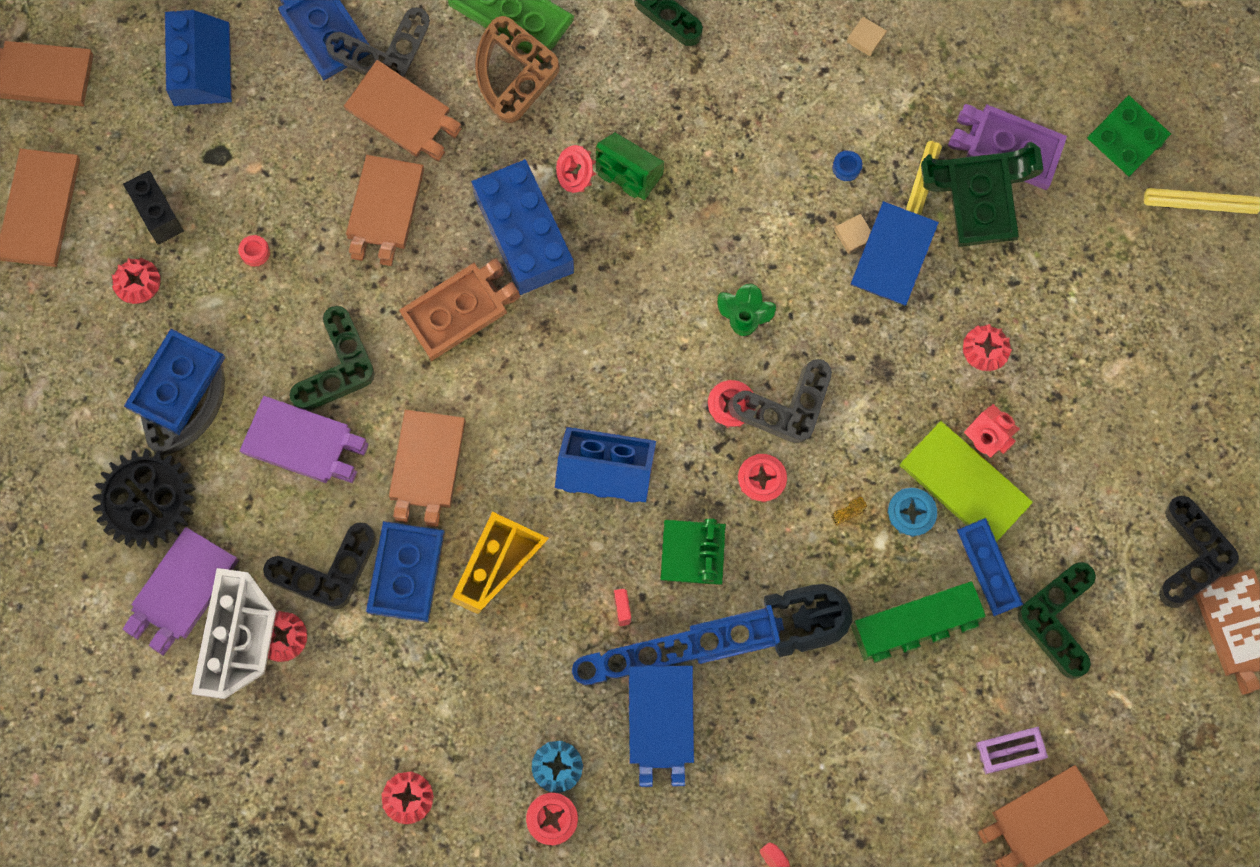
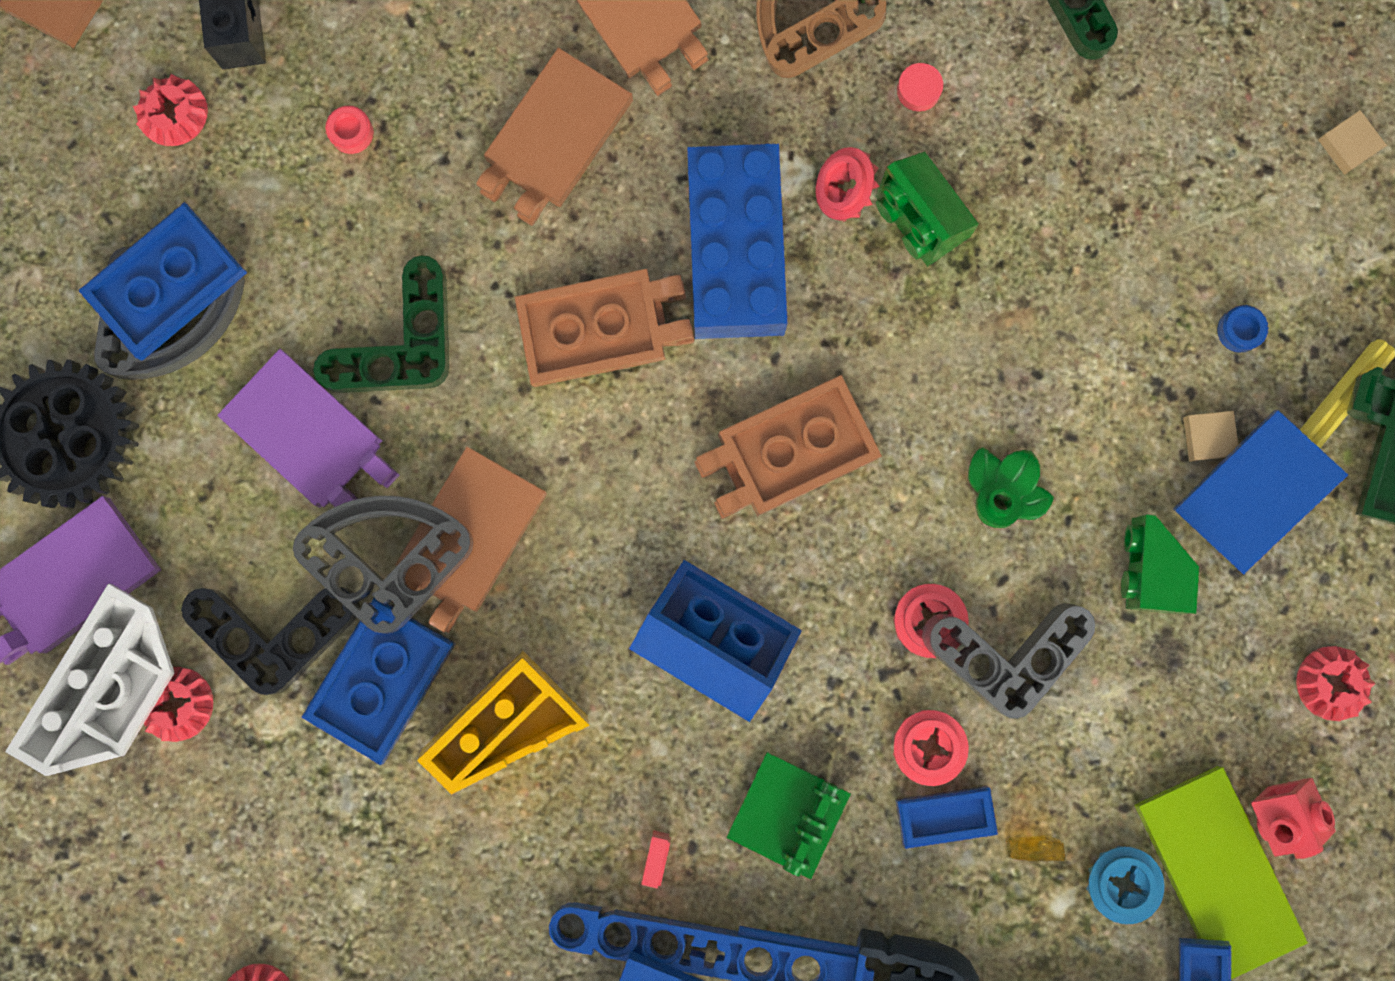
camera: 25 degrees right, 10 degrees up
(395, 505) = (394, 585): none -> dark grey beam
(597, 98) = (920, 87): none -> coral tile
(605, 337) = (791, 449): none -> nougat tile
(789, 516) = (946, 817): none -> blue tile
(856, 321) = (1159, 570): none -> green slope

